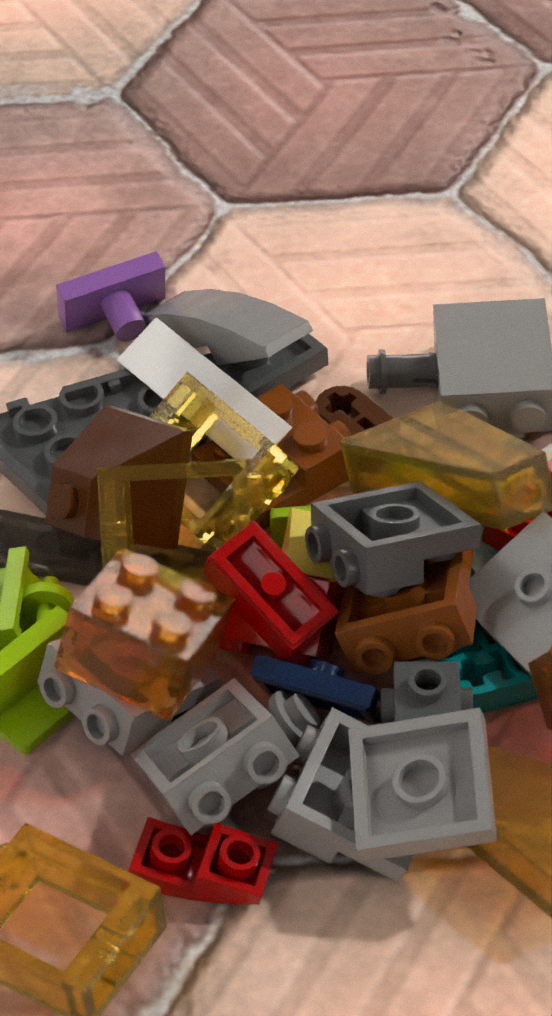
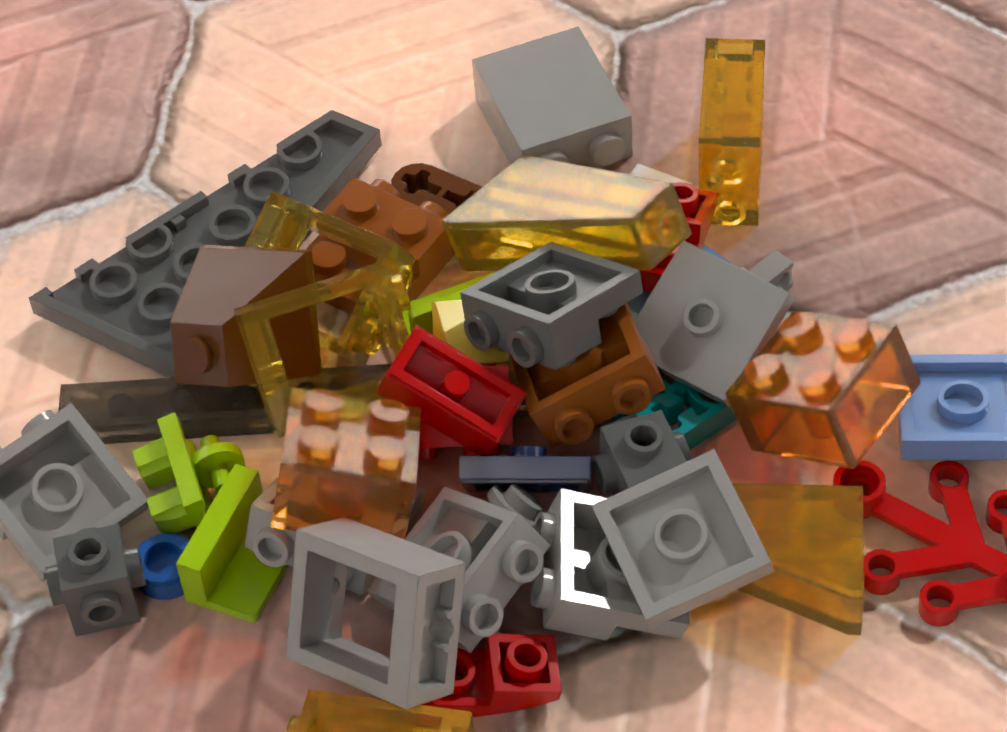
camera: 20 degrees left, 5 degrees up
(113, 295) = (134, 128): medium lavender tile -> none
(150, 757) = (426, 591): none -> light grey window
(163, 358) = (240, 189): white sticker -> none
(230, 324) = (278, 128): light grey slope -> none
(401, 371) = (460, 134): dark grey pin -> none

